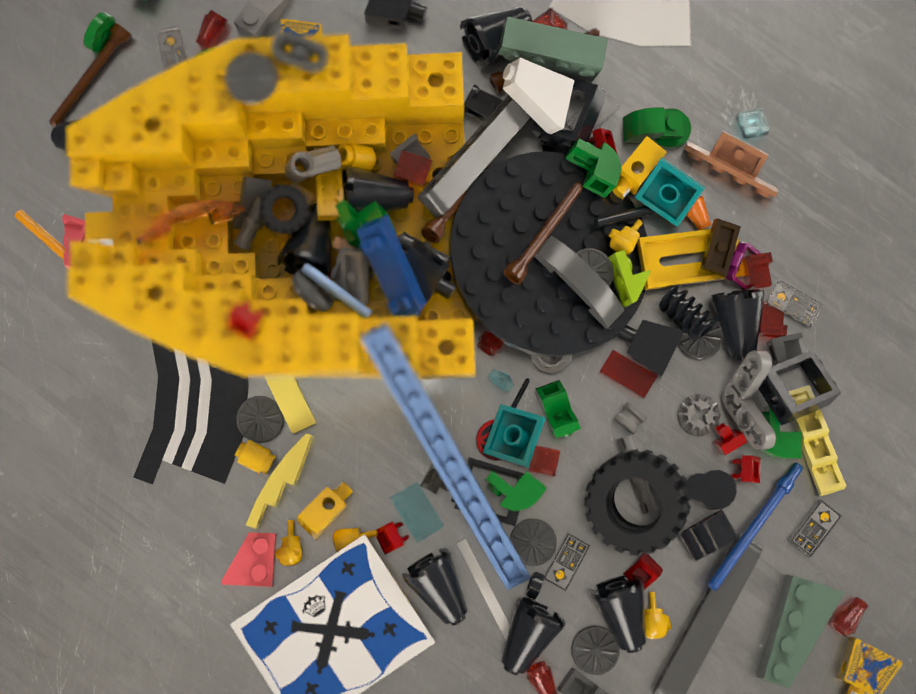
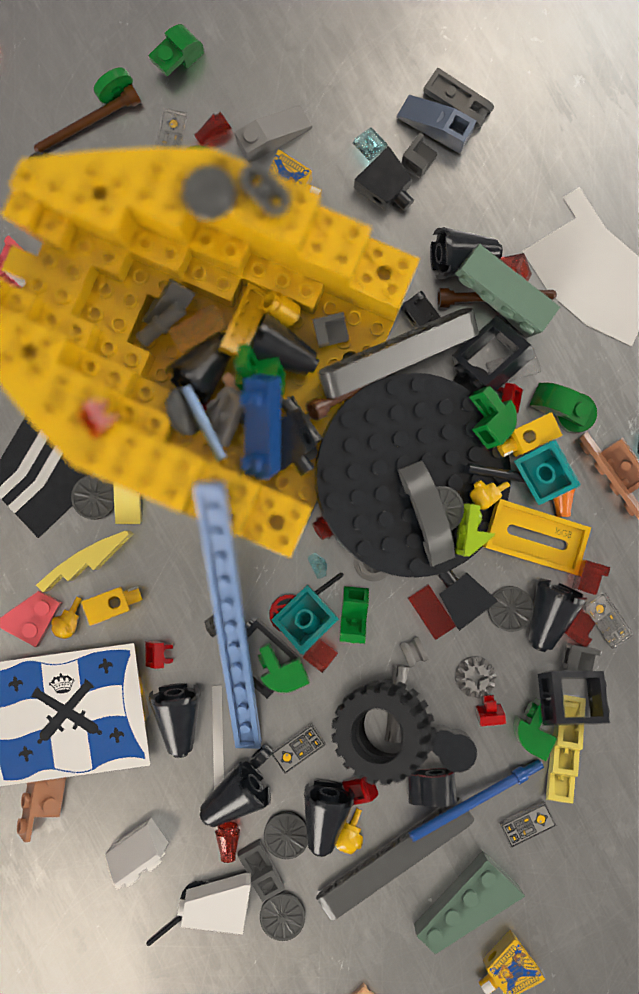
camera: 30 degrees right, 5 degrees up
(216, 210) = (131, 299): clear orange slope -> none
(255, 457) = (73, 528): yellow brick -> none
(297, 199) = (177, 337): black tyre -> none
(314, 163) = (240, 296): light grey piece -> none
(344, 537) = (118, 636): yellow piece -> none
(412, 168) = (326, 343): clear red panel -> none
(417, 512) = (189, 643): clear light blue panel -> none
(517, 270) = (376, 478): reddish brown piece -> none
(534, 541) = (278, 717): dark grey wheel -> none
(539, 92) = (474, 327): white slope -> none
(686, 314) = (508, 585): black piece -> none
(720, 247) = (567, 541): dark brown plate -> none
(736, 261) = (577, 558): magenta piece -> none
(738, 399) = (516, 684): light grey beam -> none
(749, 469) = (496, 747): red tile -> none
(848, 618) = (519, 915): clear red cone -> none

